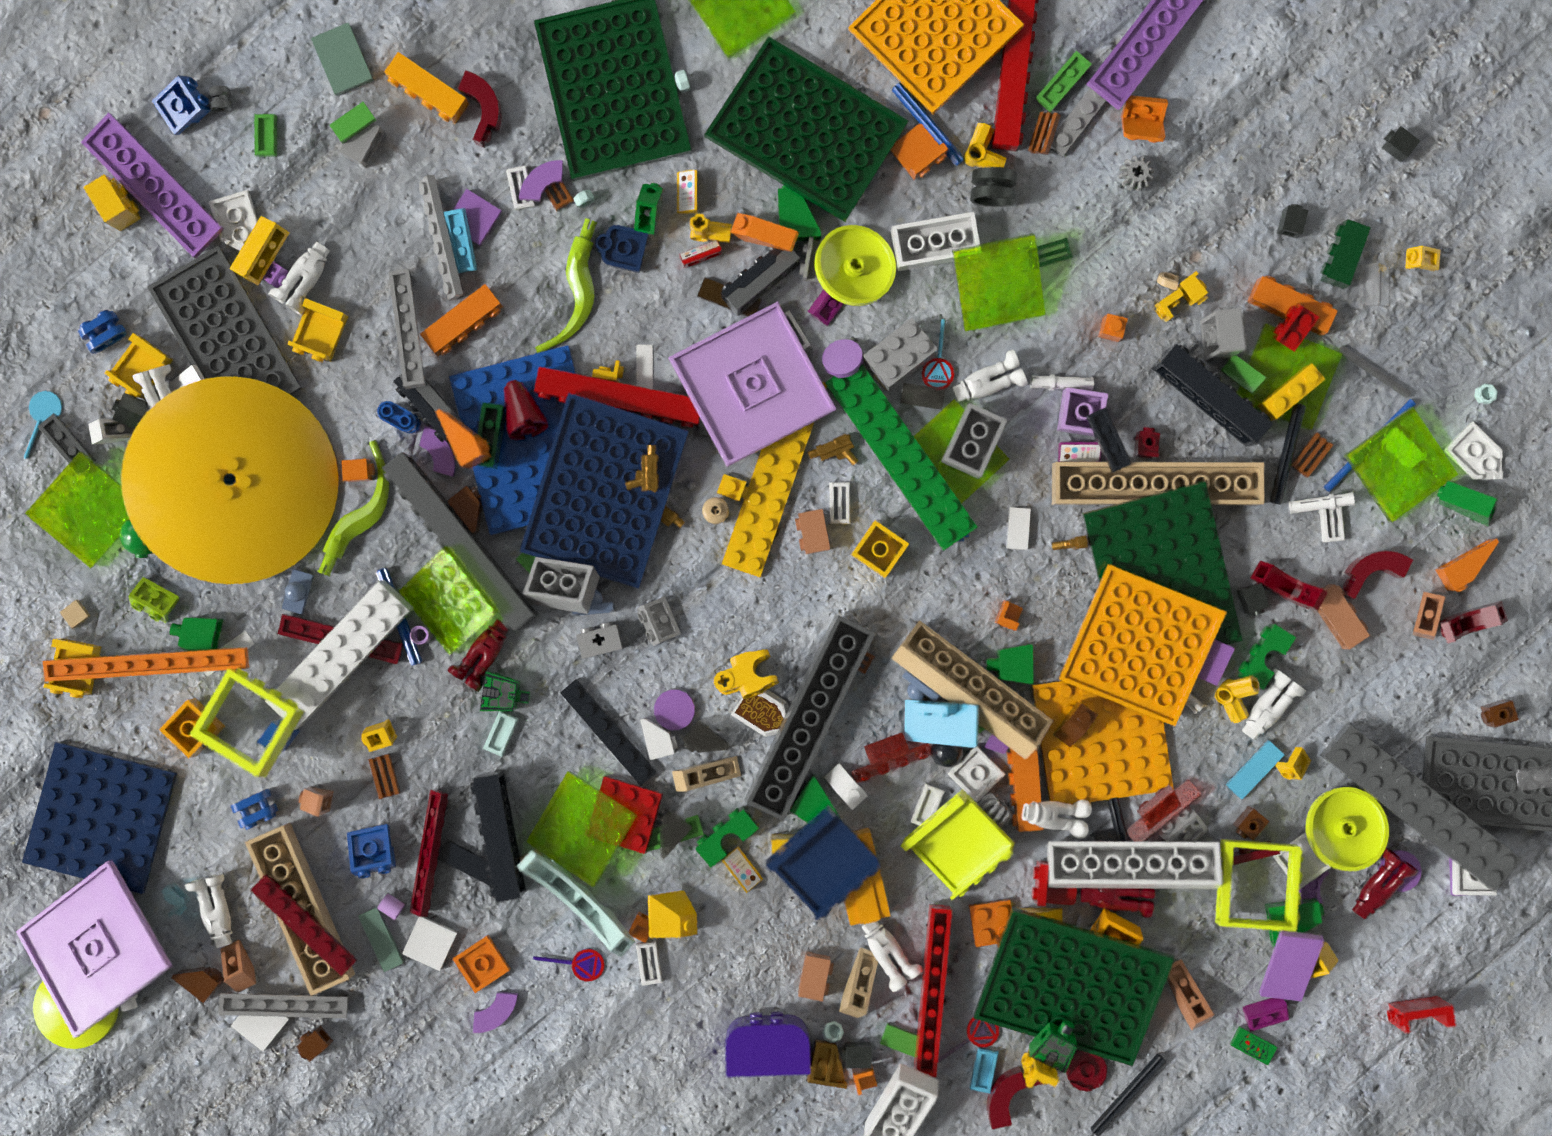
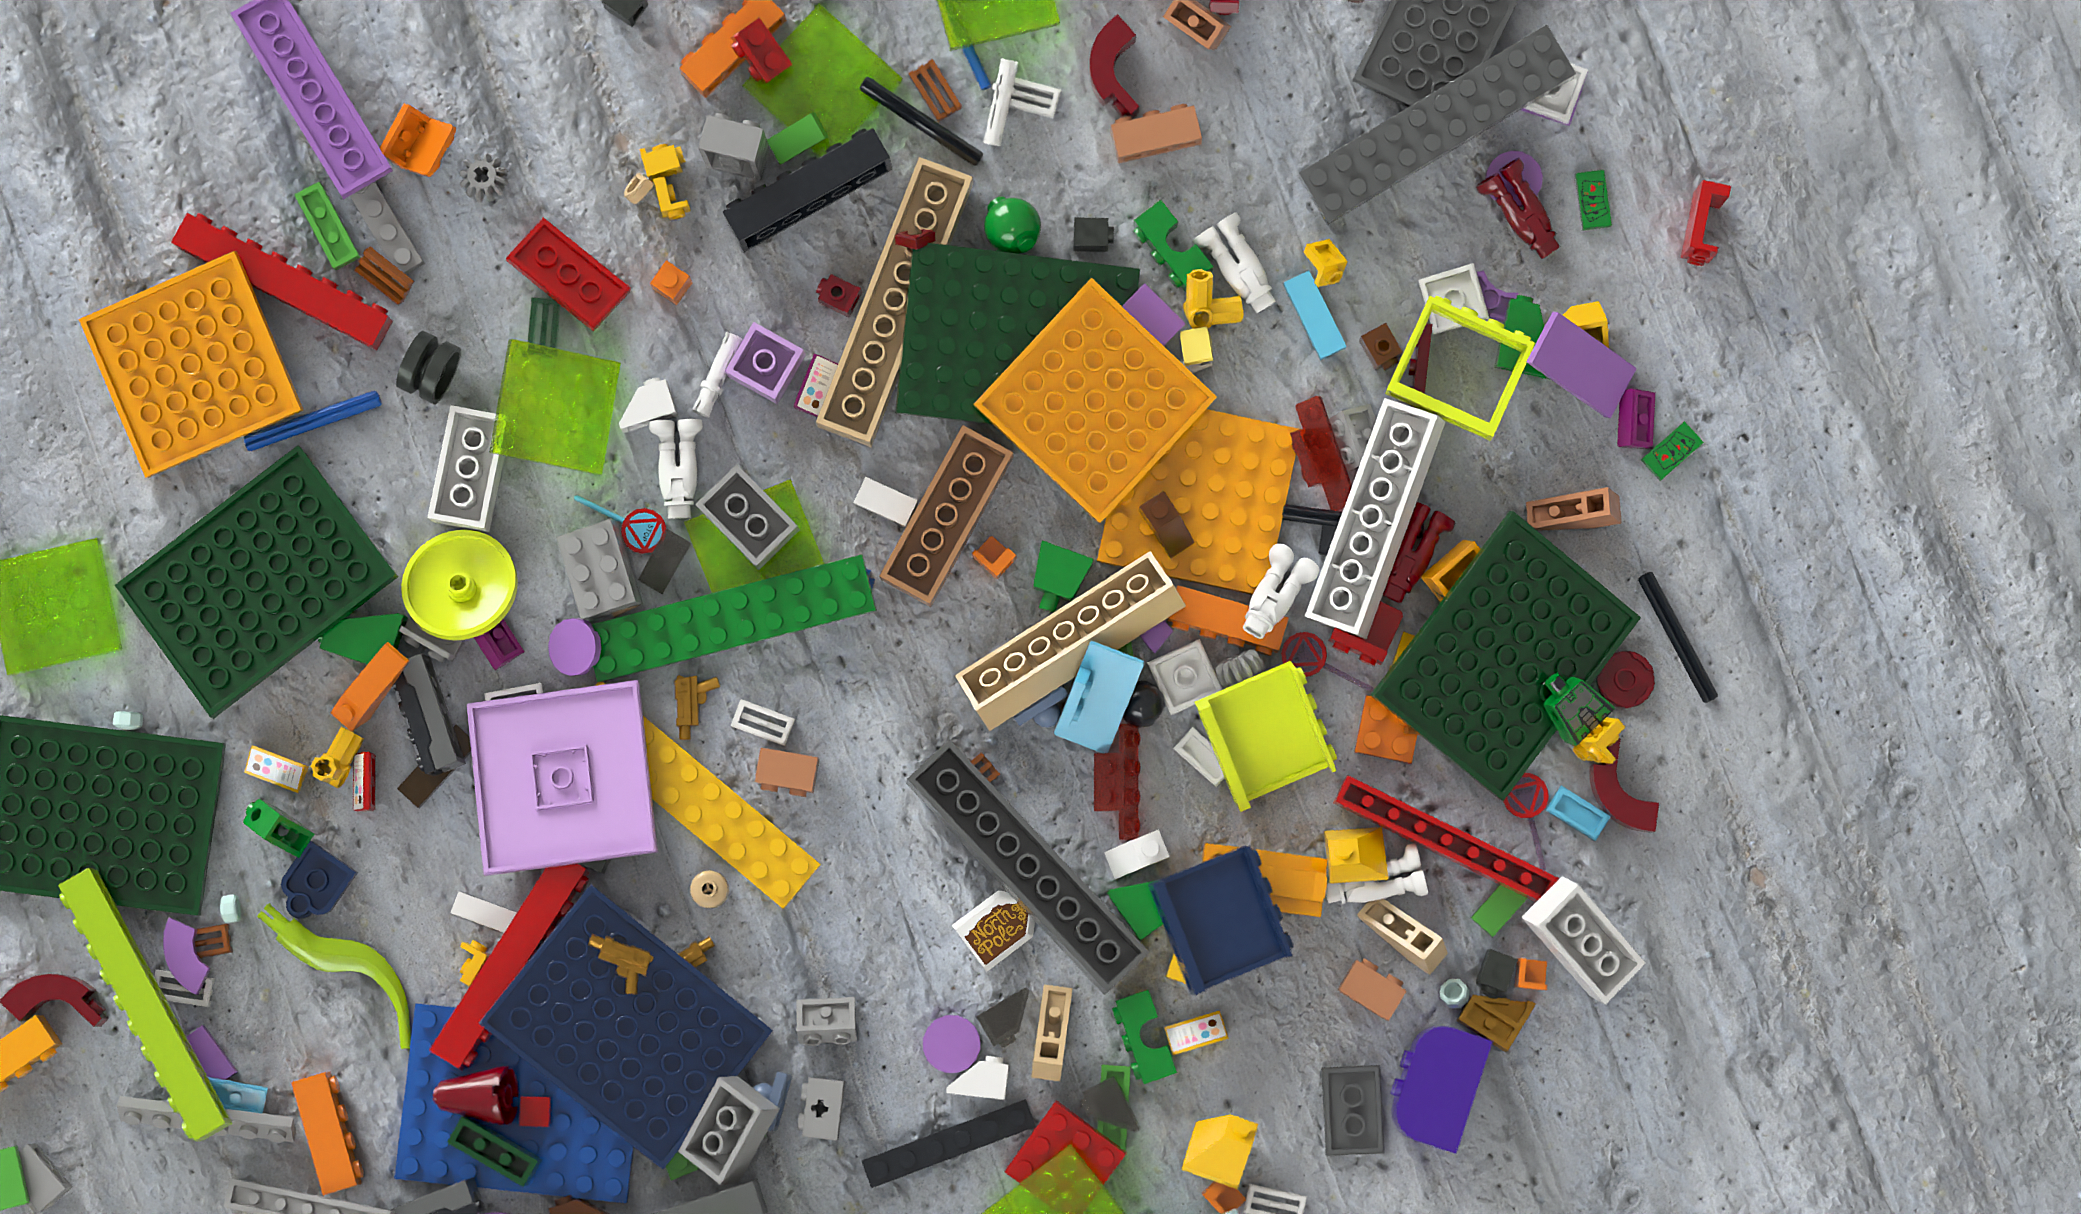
camera: 70 degrees left, 5 degrees down
(466, 444) = (496, 1183): orange slope -> none
(498, 166) = (144, 1004): none -> lime brick
(526, 452) = (535, 1111): none -> red tile
(730, 991) = (1352, 1110): none -> dark grey tile
(733, 488) = (689, 855): yellow bracket -> none
(743, 675) = (941, 934): yellow piece -> none
(879, 549) = (842, 692): yellow brick -> none
(900, 933) = (1356, 855): none -> yellow slope
(919, 151) = (344, 446): orange bracket -> none
(979, 144) = (365, 364): yellow piece -> none
(1024, 851) = (1310, 654): none -> piece
(1025, 345) = (649, 404): none -> white slope
(1025, 573) = (946, 516): none -> medium nougat brick
(1078, 542) = (932, 434): pearl gold piece -> none
(1092, 256) = (568, 274): none -> red tile
(1108, 440) = (813, 343): black tile -> none
(1204, 698) = (1196, 346): none -> light yellow slope
(1205, 482) = (915, 241): none -> dark red tile
(1240, 542) = (1012, 225): none -> green brick
(1288, 587) = (1091, 186): dark red arch -> none
(1291, 392) = (842, 88): yellow brick -> none
(1347, 829) = (1432, 227): neon yellow dish -> none
(1406, 929) = (1593, 200): none -> green tile

